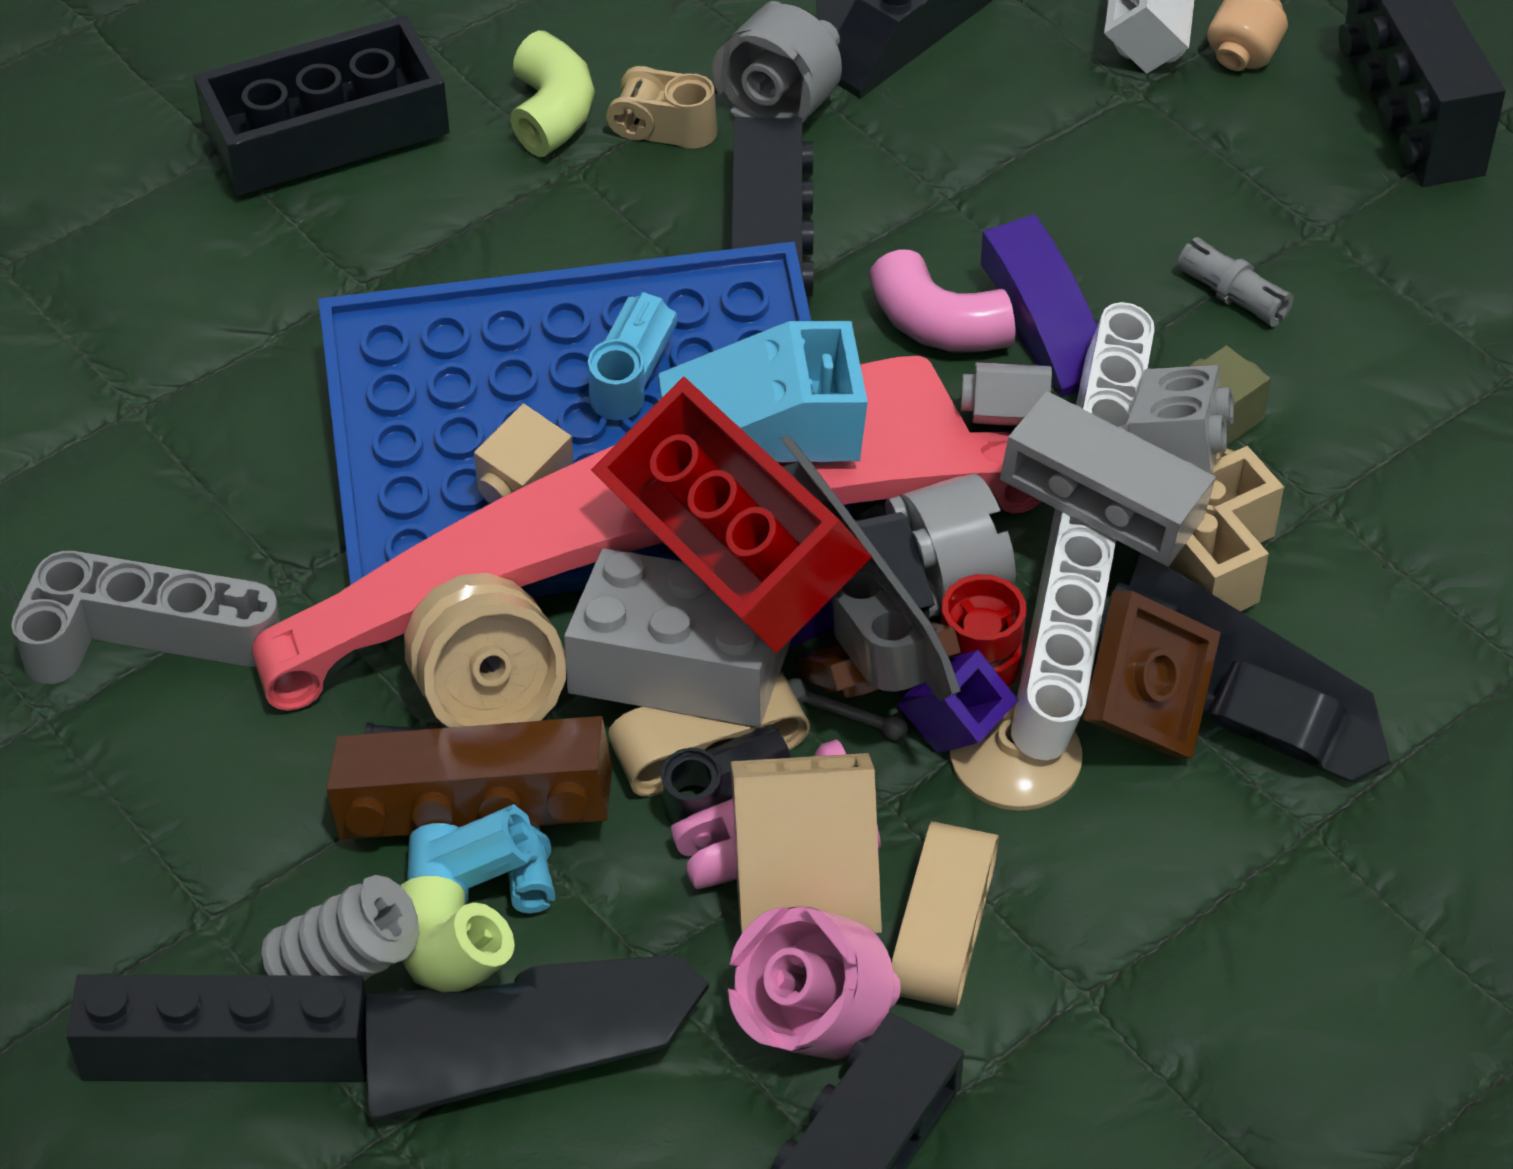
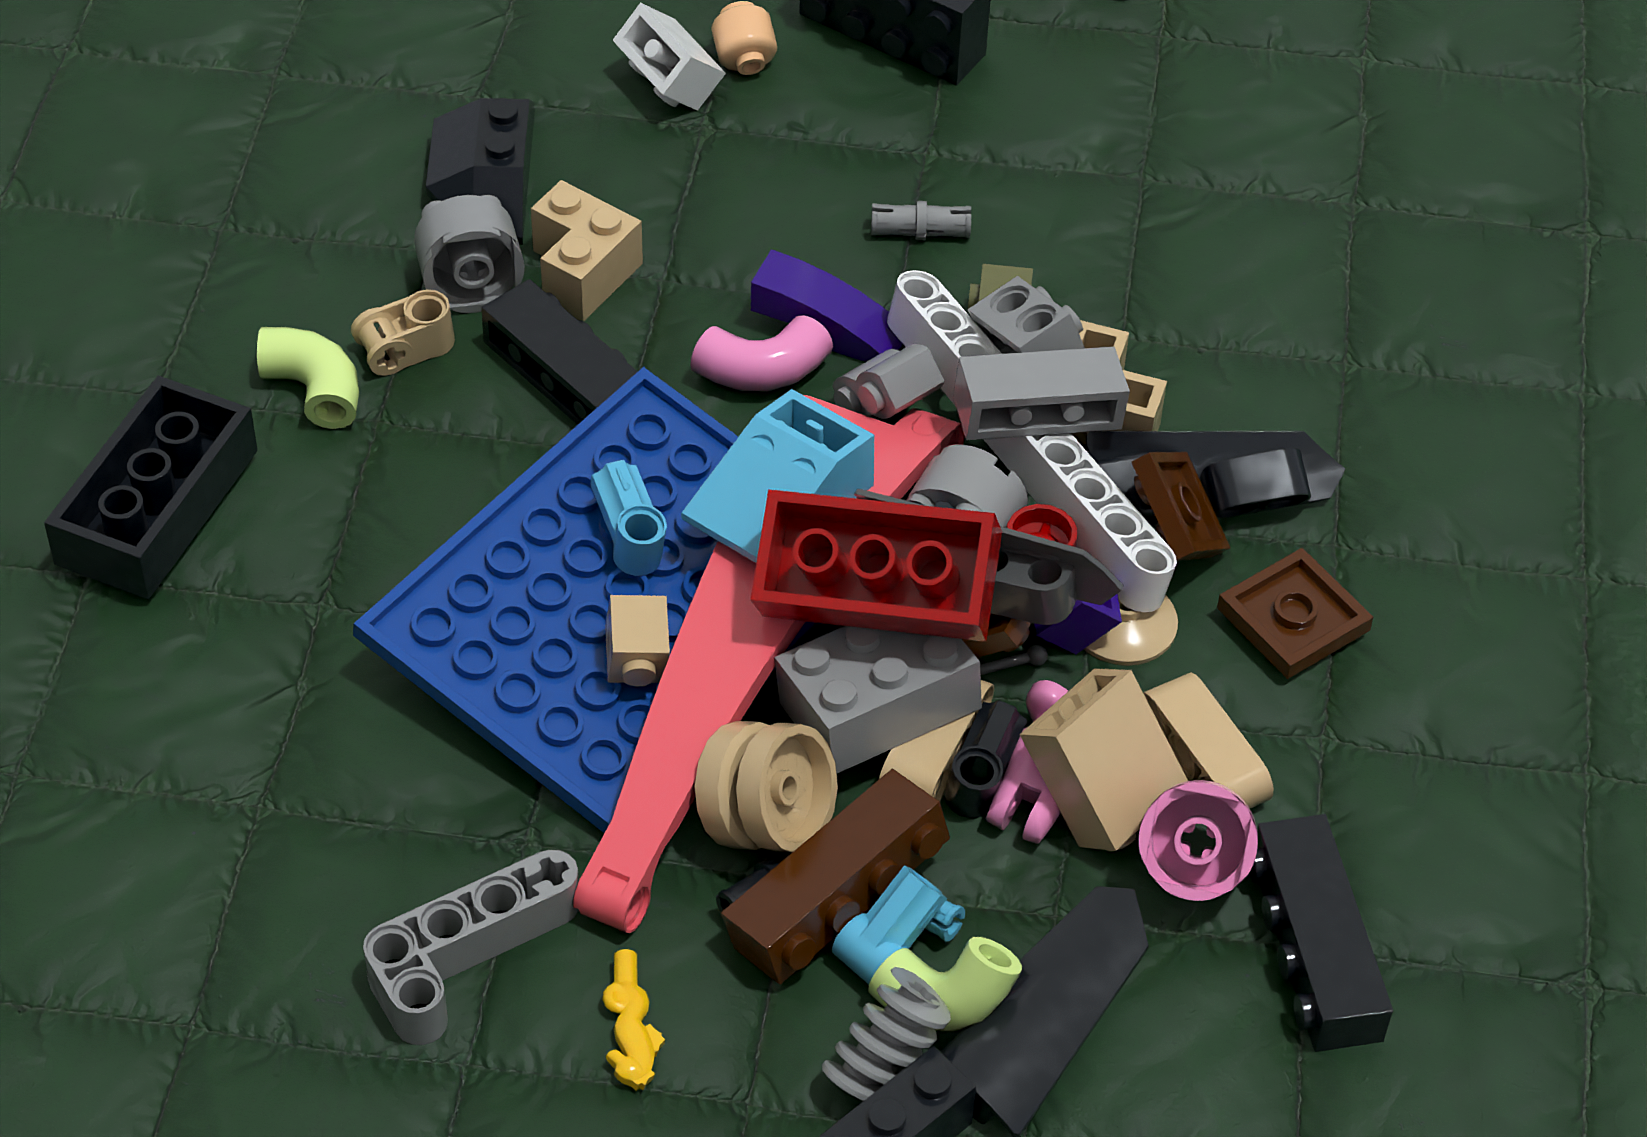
camera: 45 degrees left, 0 degrees up
(181, 796) = (635, 1040): none -> yellow animal
(889, 132) = (583, 247): none -> tan brick
(1180, 858) = (1294, 612): none -> reddish brown plate

